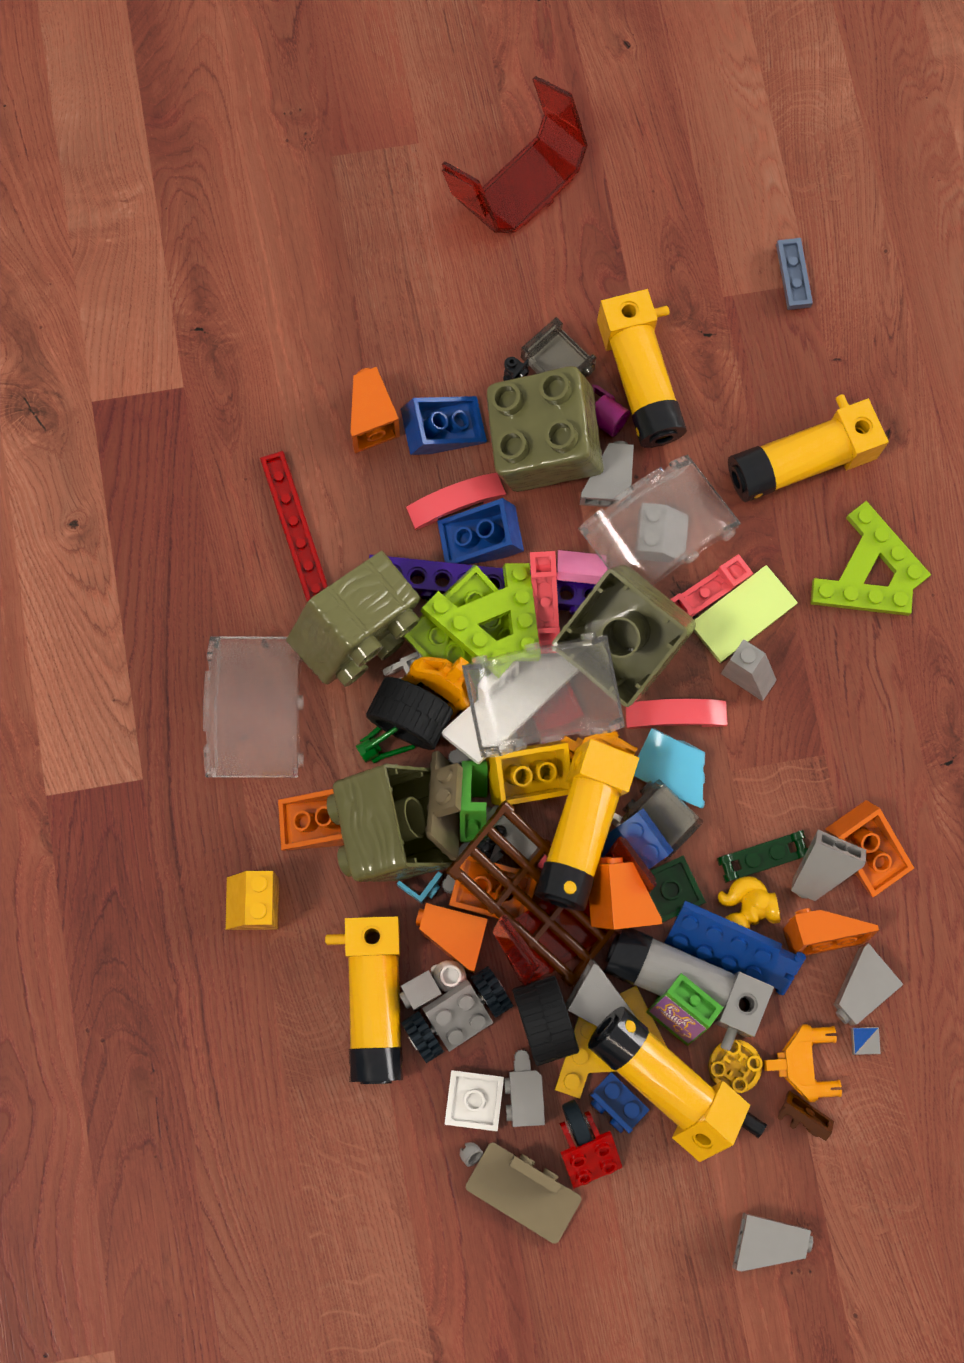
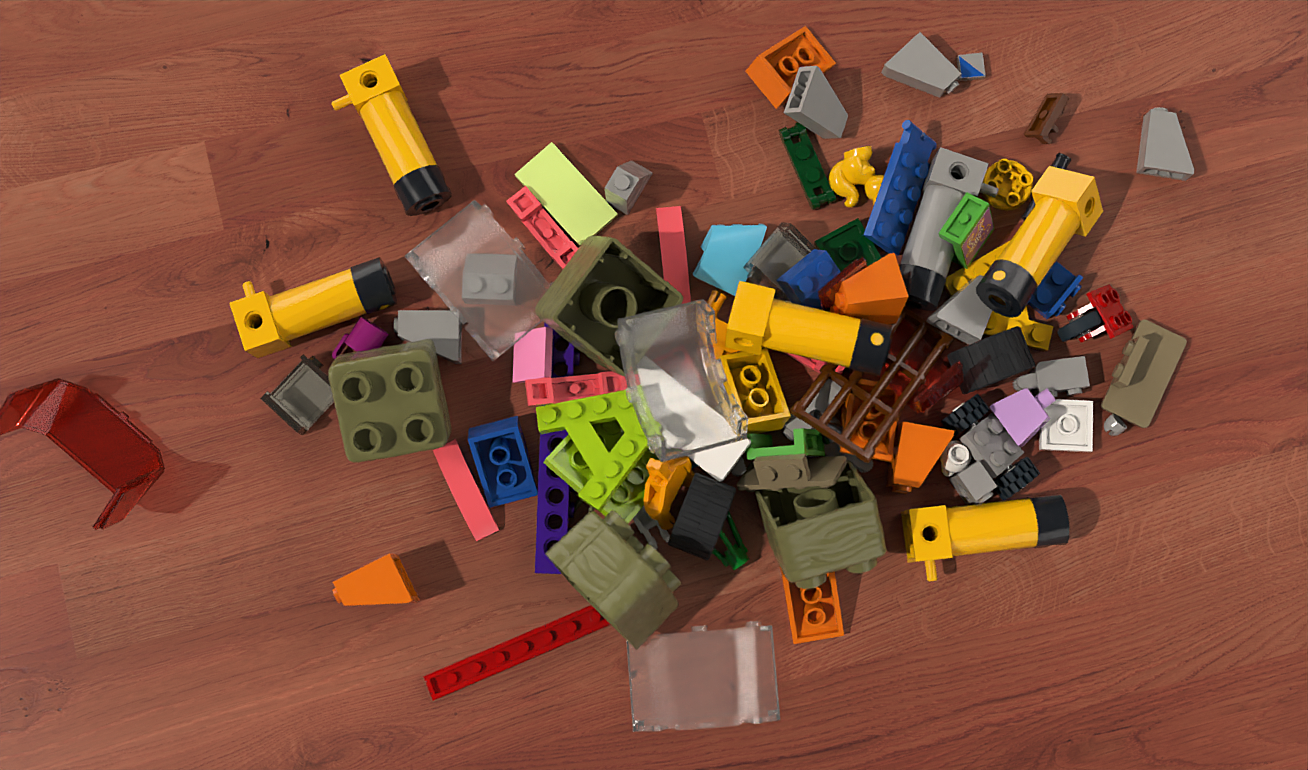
camera: 90 degrees left, 5 degrees up
(252, 901) = (902, 658): yellow slope -> none
(430, 891) = (872, 484): medium azure bracket -> none
(442, 424) = (384, 509): blue slope -> none
(488, 1053) = (1023, 413): none -> lavender torso
(515, 368) = (326, 436): black hinge -> none
(794, 273) = (196, 157): sand blue plate -> none
(797, 1066) = (997, 127): light orange connector -> none
(825, 931) = (881, 117): orange slope -> none
(876, 541) = (482, 68): lime plate -> none

